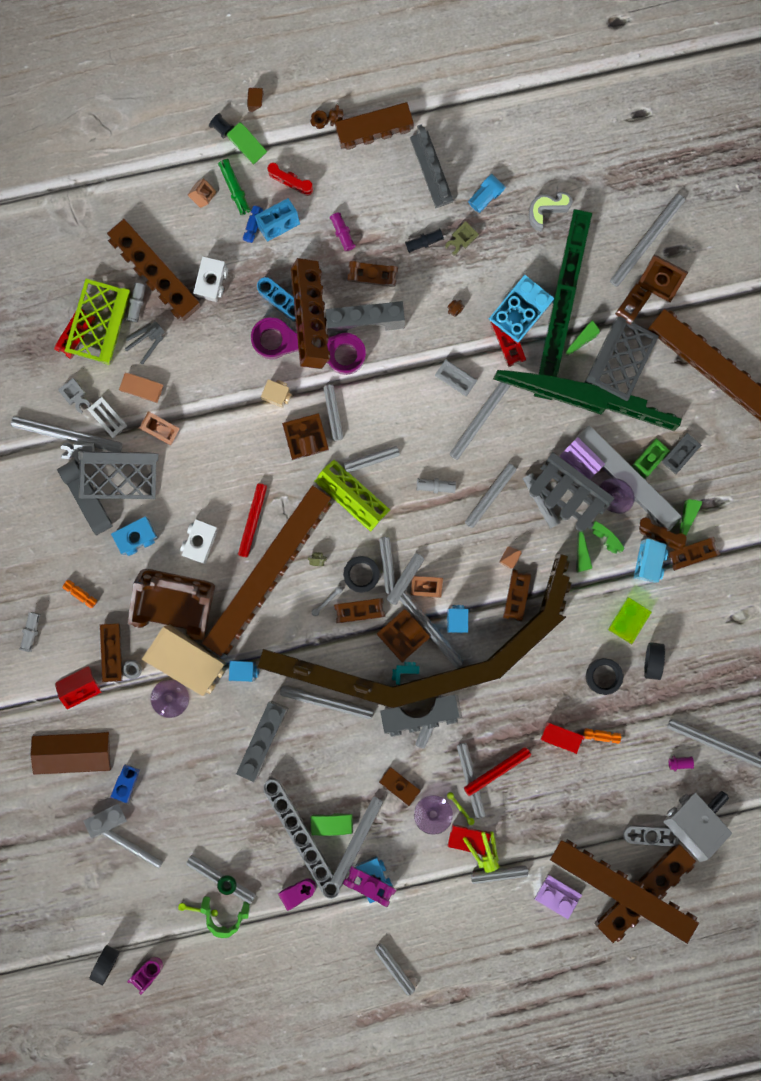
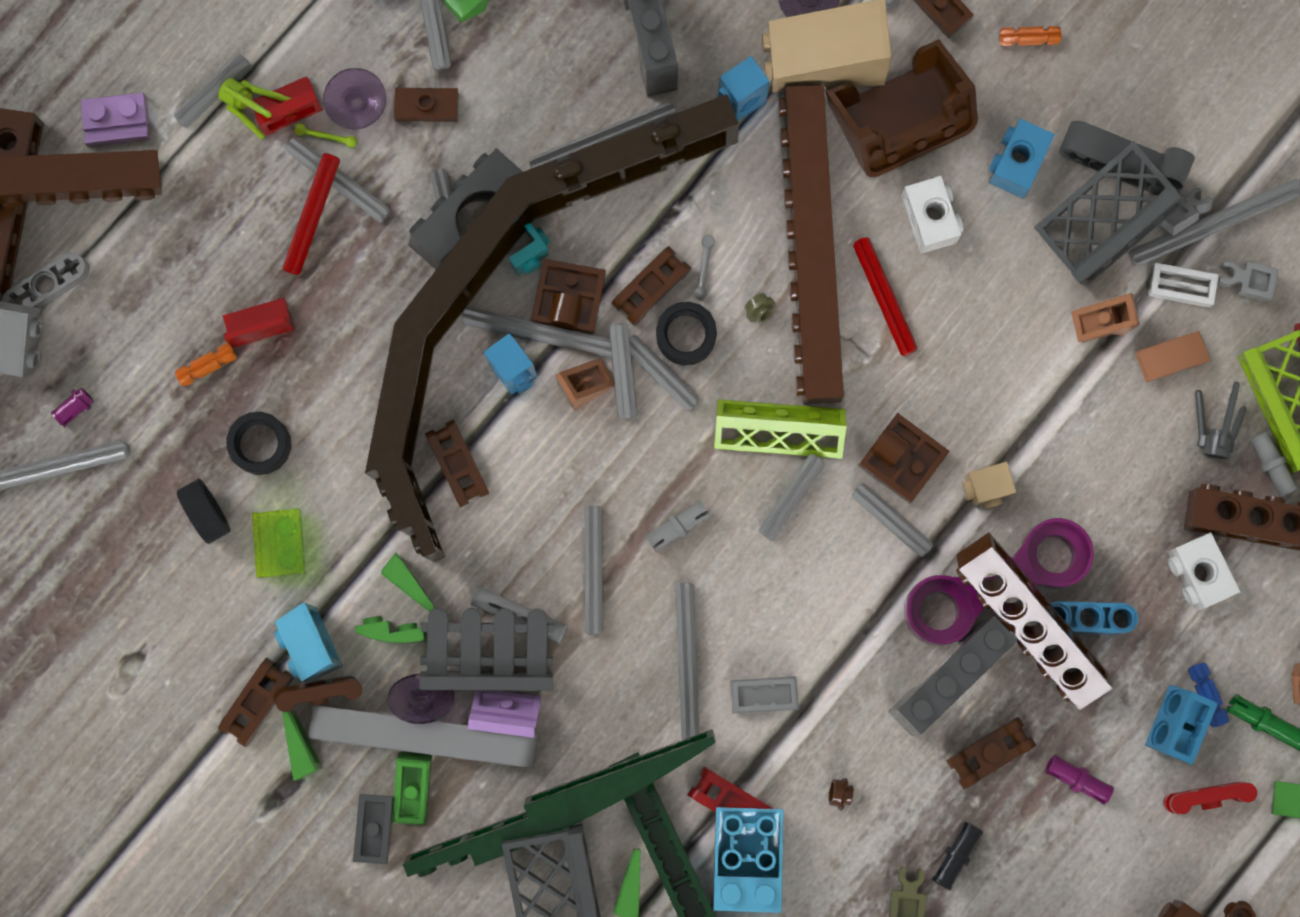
camera: 145 degrees right, 5 degrees down
(510, 557) = (503, 505): nougat slope -> none

